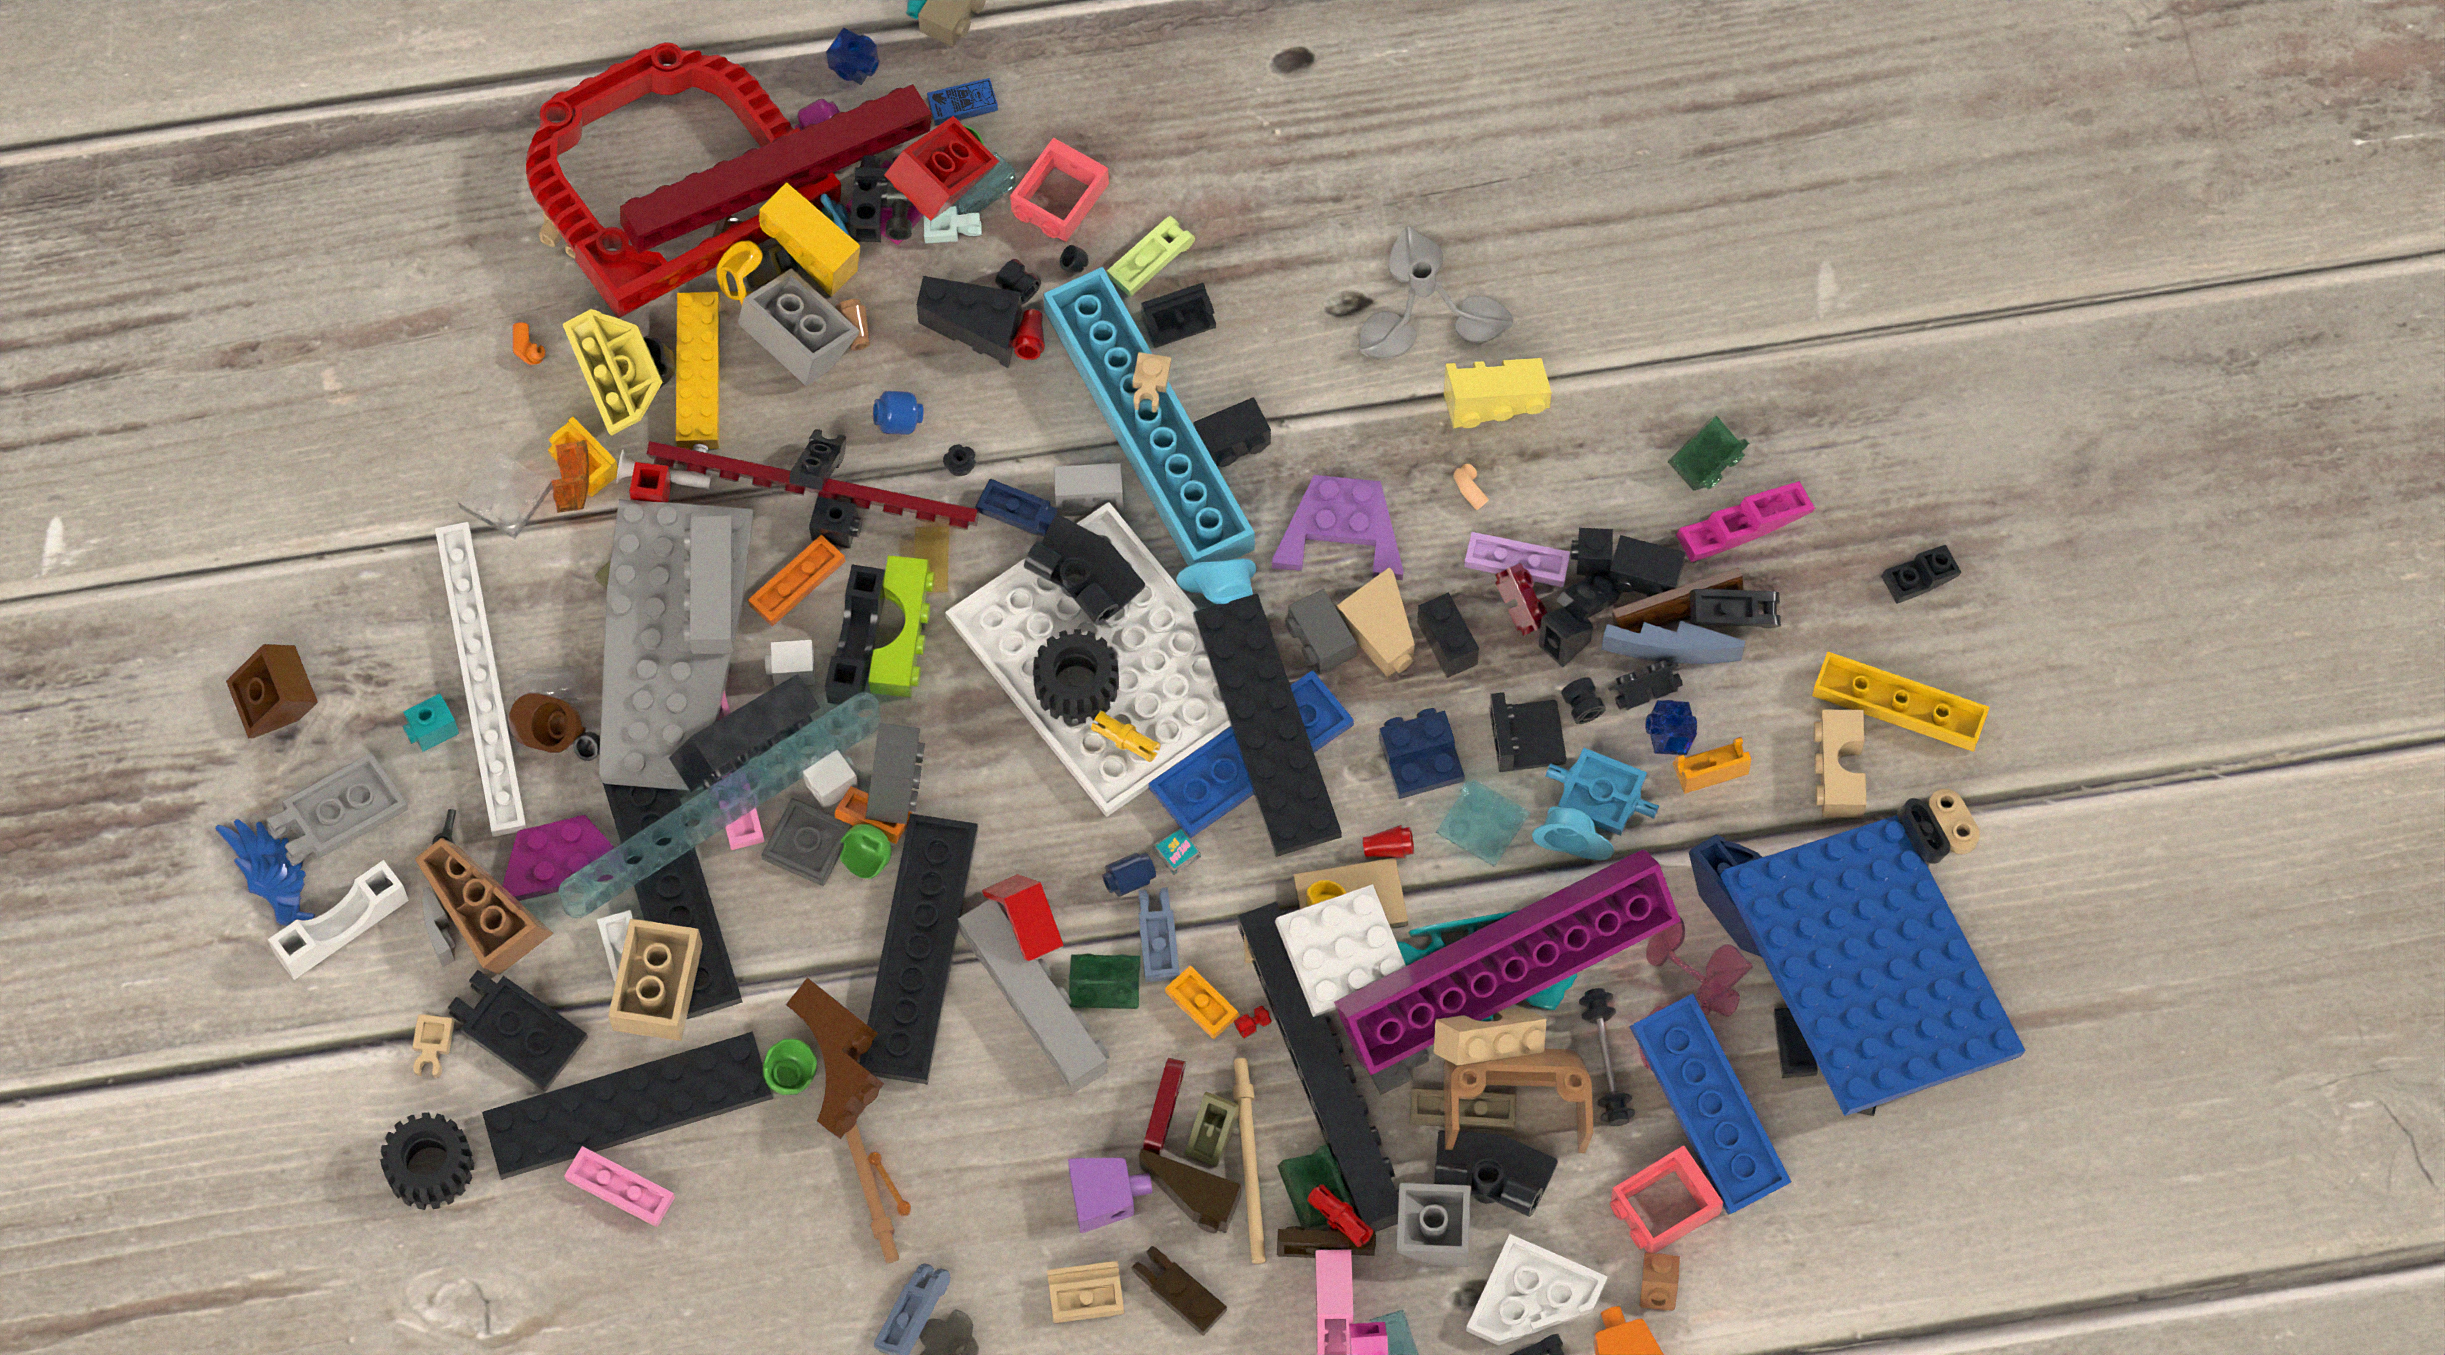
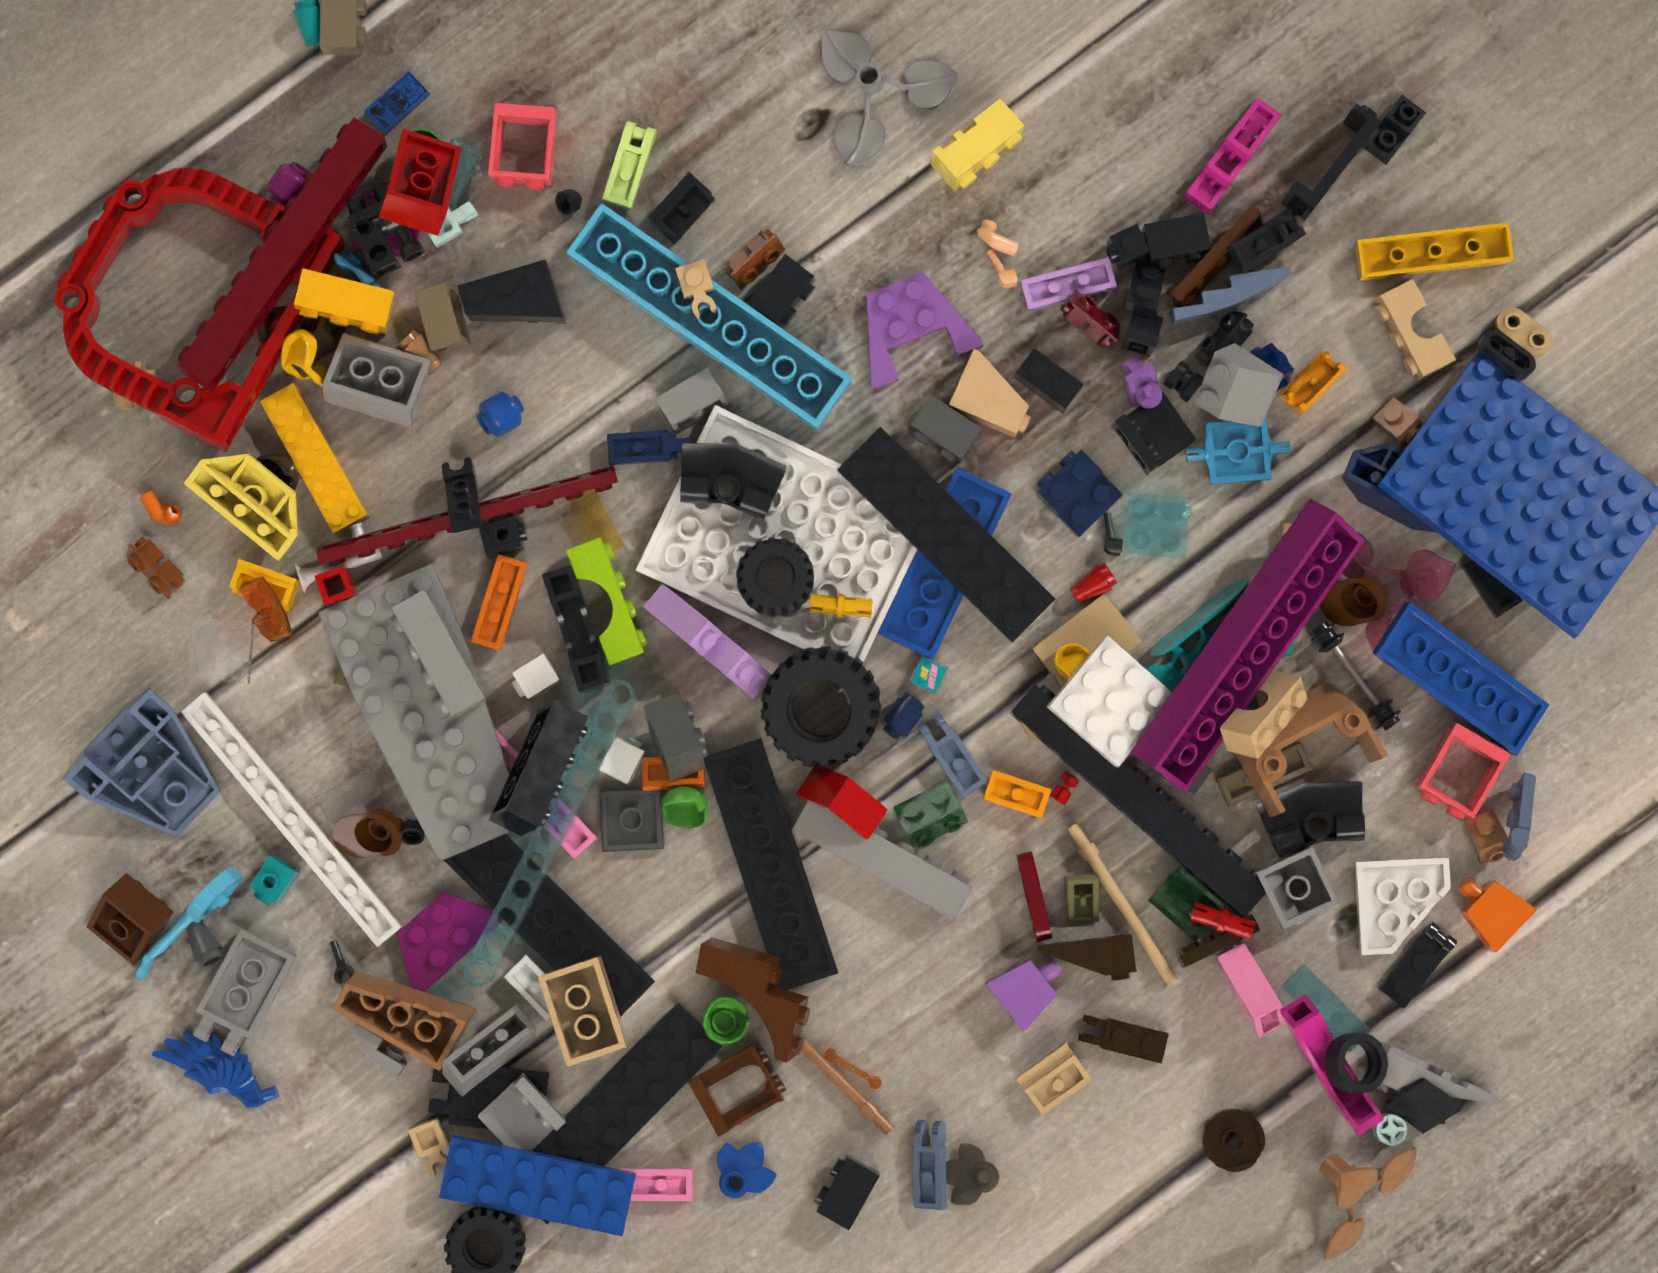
camera: 25 degrees left, 20 degrees up
(313, 940) = (299, 1090): white arch -> none
(327, 749) = (204, 945): none -> dark grey cone
(353, 705) = (211, 897): none -> medium azure piece
(372, 561) = (145, 767): none -> sand blue wedge
(484, 379) = (145, 559): none -> dark orange hinge
(513, 1126) = (537, 1185): none -> blue plate
(536, 1054) = (521, 1115): none -> light grey bracket
(541, 973) = (488, 1050): none -> light grey brick
(727, 1220) = (745, 1165): none -> blue plate
(733, 1120) = (770, 1095): none -> reddish brown panel
(815, 1293) = (847, 1191): none -> black brick
(853, 56) = (285, 111): clear blue brick -> none
(893, 303) = (442, 317): none -> dark tan hinge
(963, 467) = (572, 435): black plate -> none
(979, 710) = (707, 641): none -> lavender arch
(1015, 278) = (537, 246): black wheel -> none
(1029, 337) = (570, 289): red cone -> none
(1030, 780) = (811, 747): none -> black tyre
(1213, 397) = (745, 269): none -> dark orange hinge
(1219, 579) = (847, 432): medium azure piece -> none
(1428, 818) = (1112, 545): none -> pearl dark grey hand
(1460, 526) = (1006, 278): none -> light nougat hand
(1537, 675) = (1141, 383): none -> medium lavender hips
(1572, 833) = (1233, 498): medium azure piece -> none
(1631, 721) = (1238, 386): none -> light grey slope
(1643, 982) = (1355, 601): none -> reddish brown piece
(1698, 1268) = (1519, 816): none -> sand blue hinge
(1708, 454) = (1175, 113): clear green bracket -> none
(1777, 836) = (1398, 422): none -> medium nougat bracket
(1838, 574) = (1303, 200): none -> black panel

